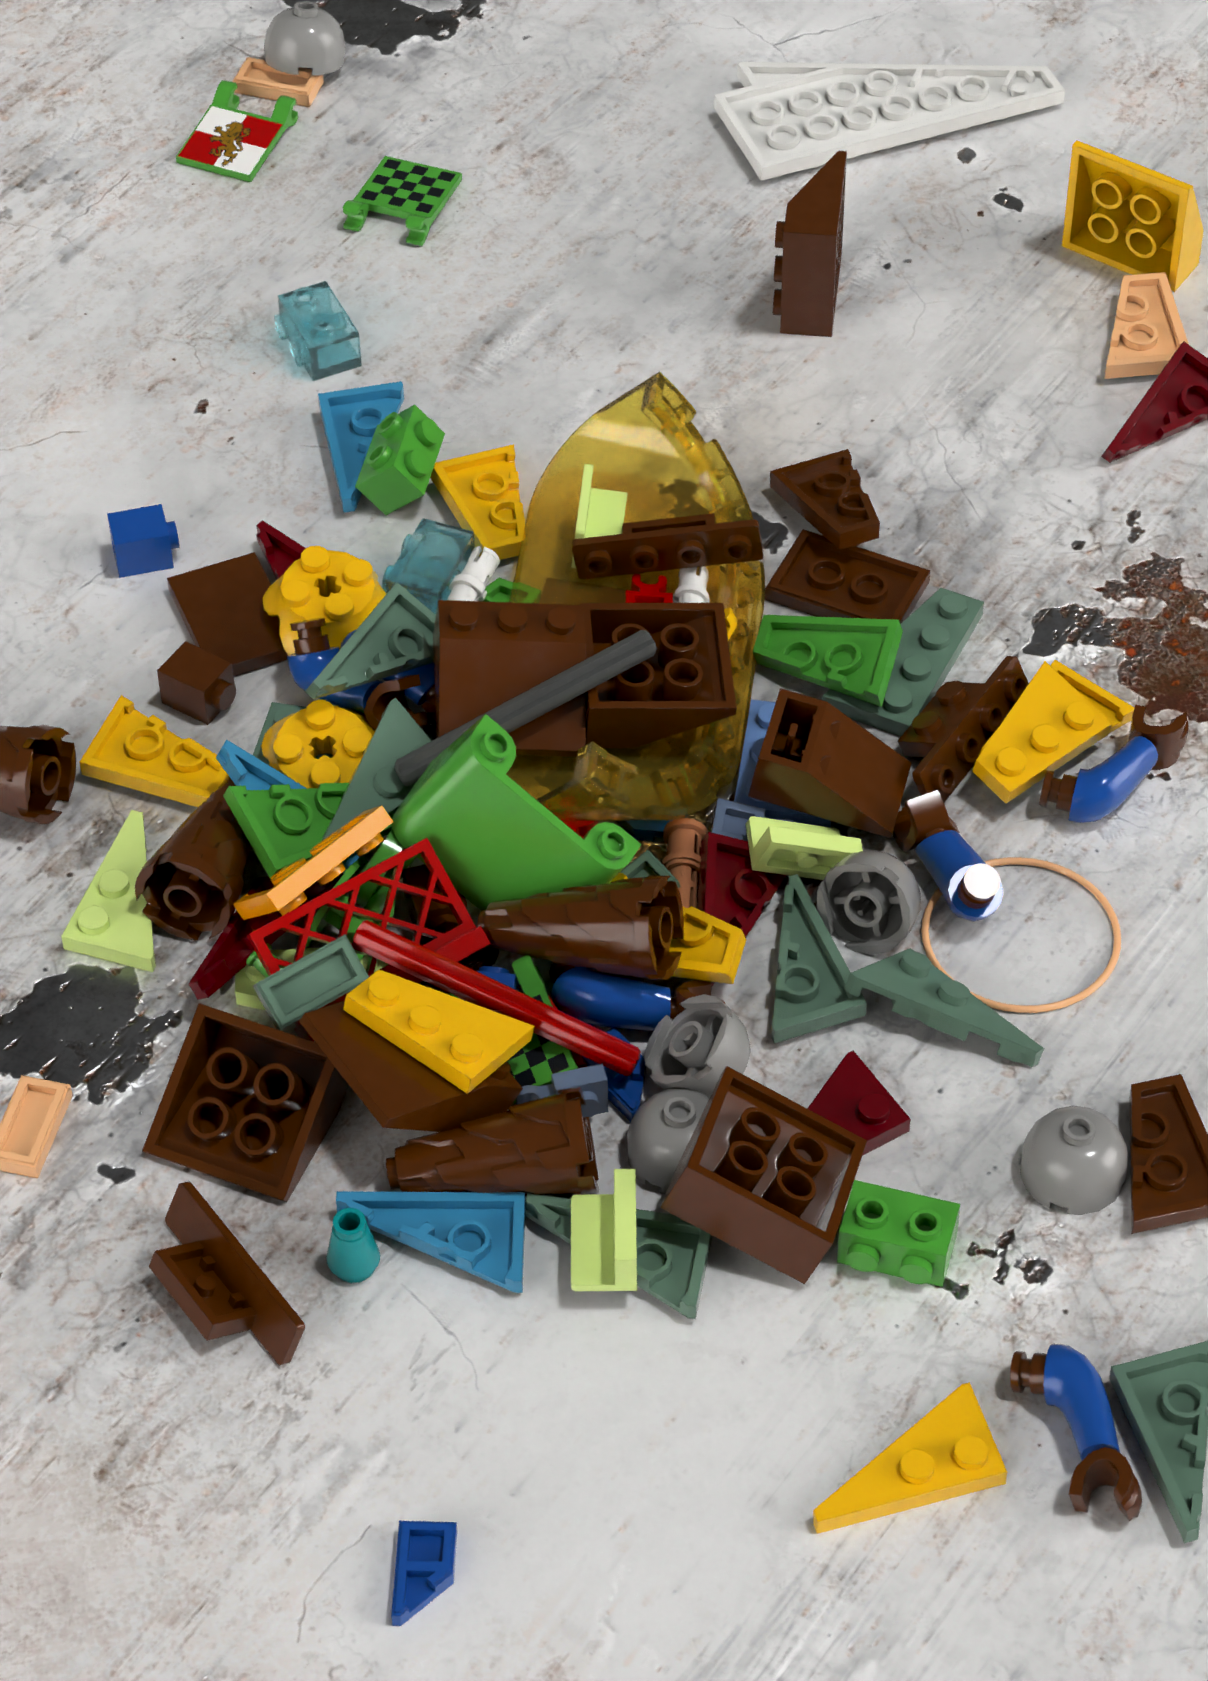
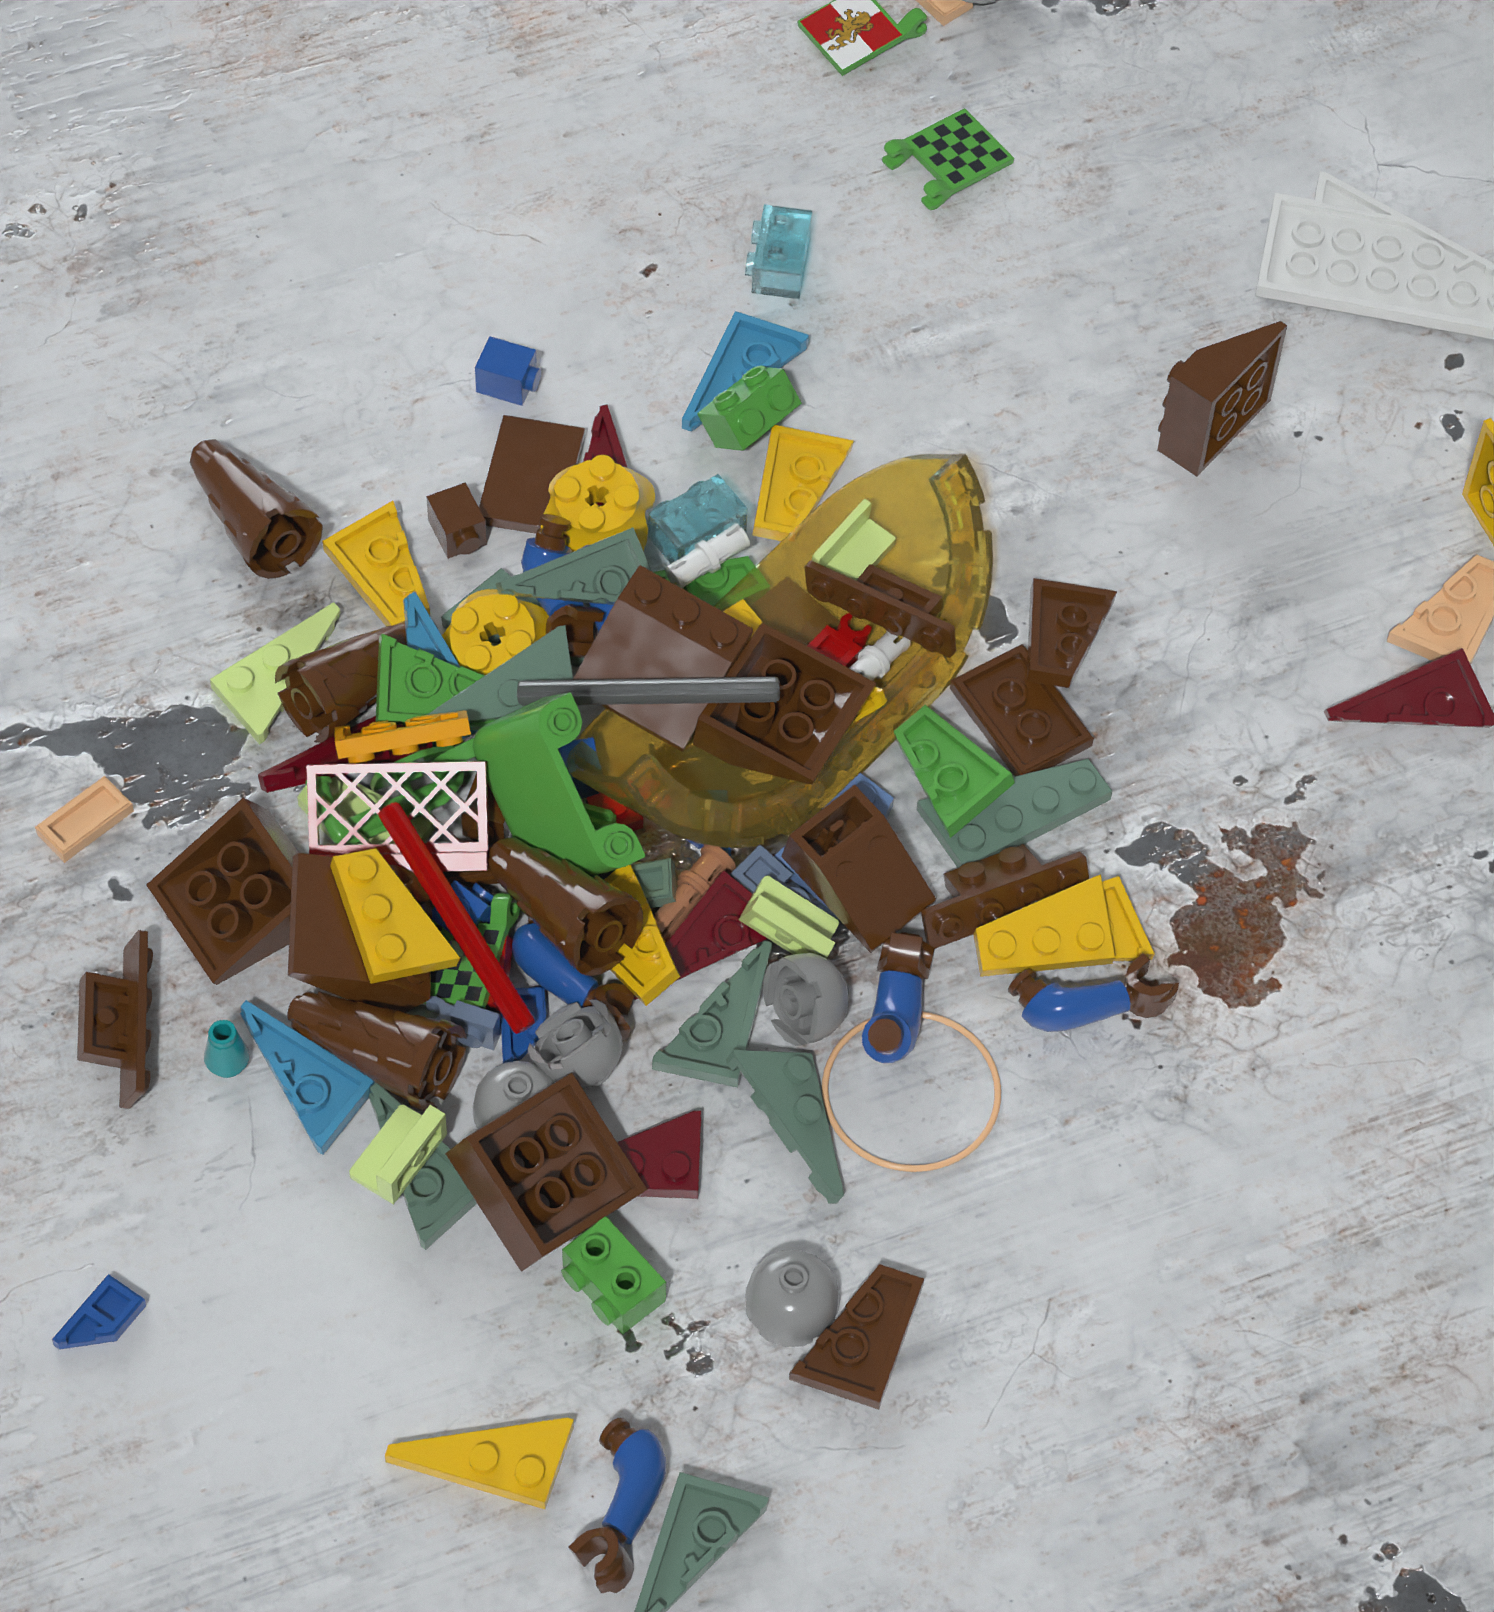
camera: 30 degrees right, 10 degrees up
(311, 982) = (332, 827): sand green tile -> none

